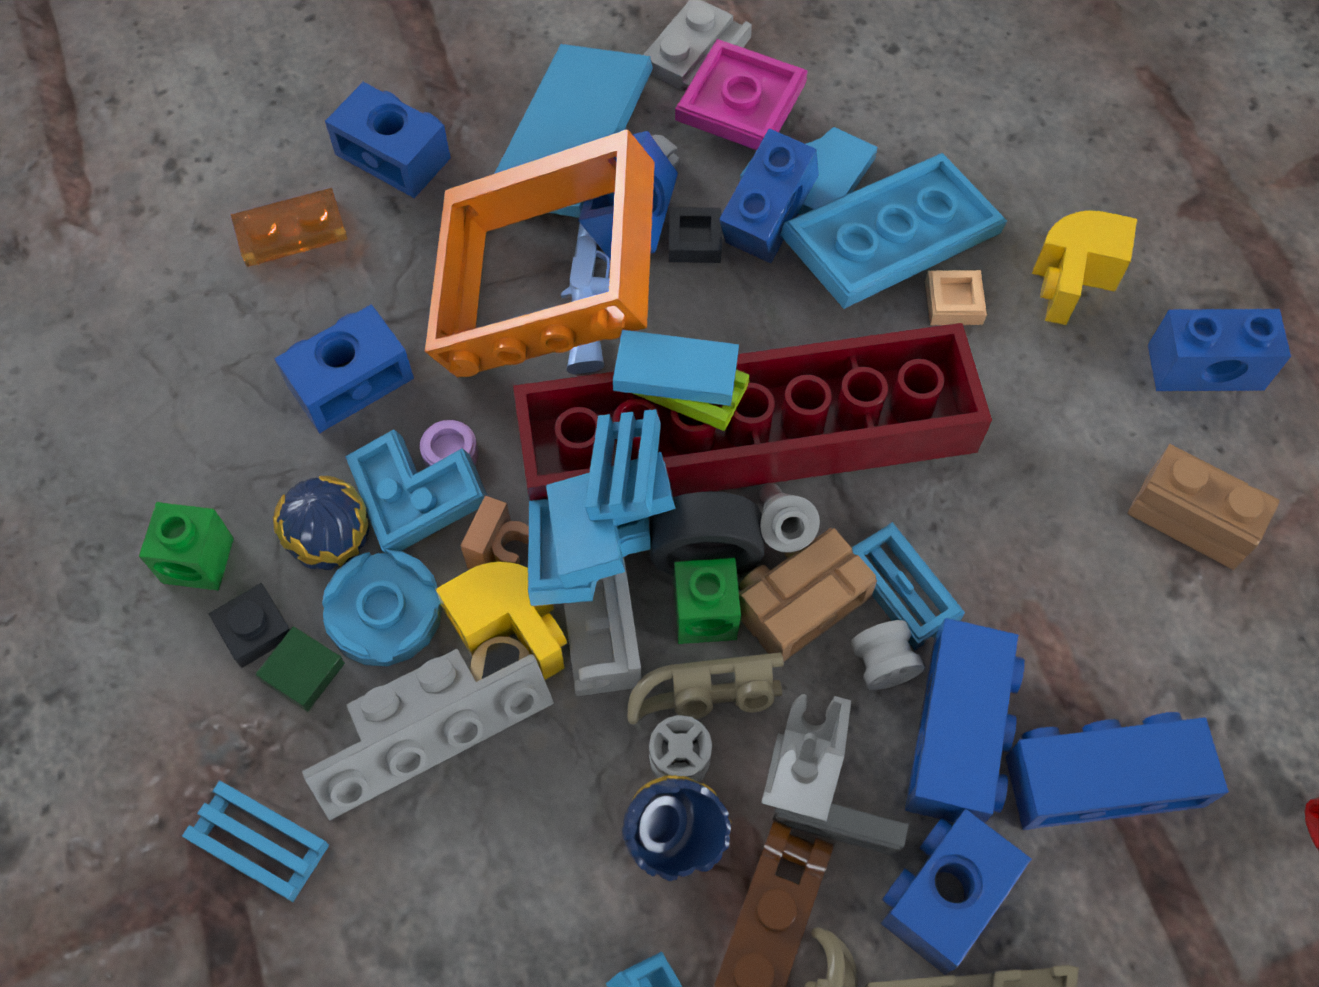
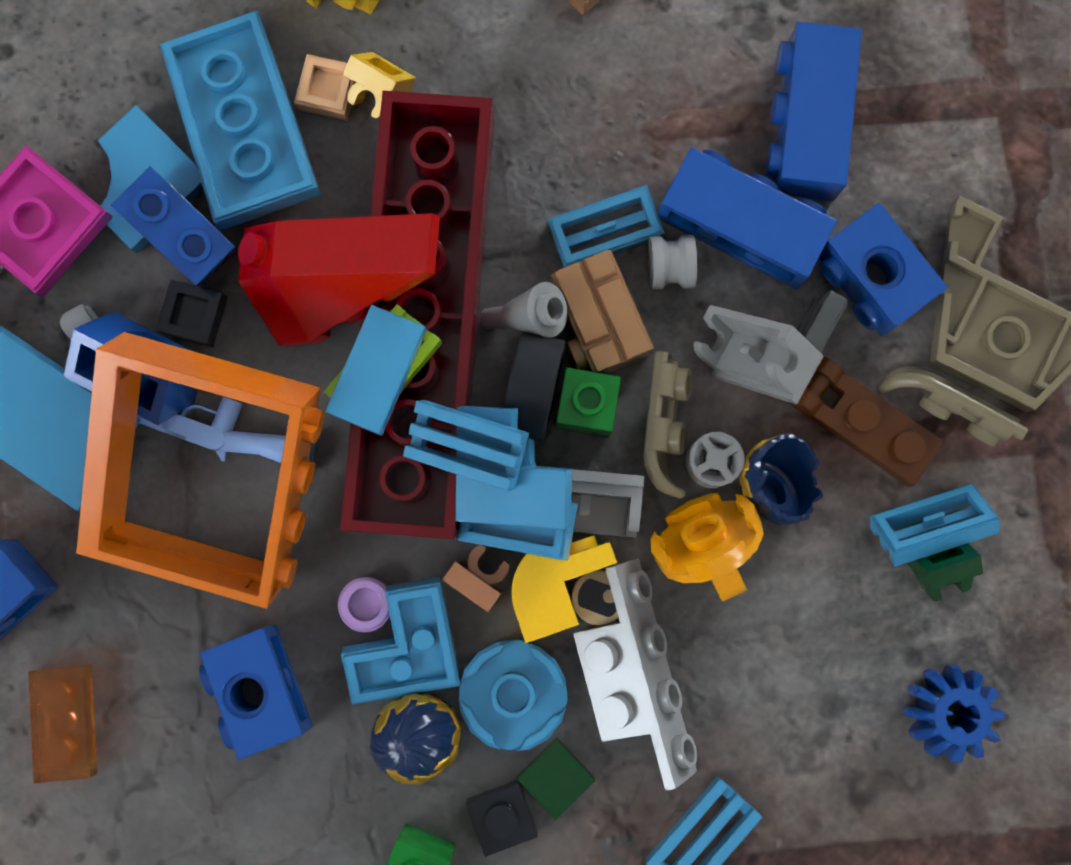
camera: 70 degrees left, 20 degrees up
(580, 761) = (709, 542): none -> light orange tile
(771, 314) = (330, 269): none -> red wedge
(983, 330) = (375, 75): none -> yellow tile

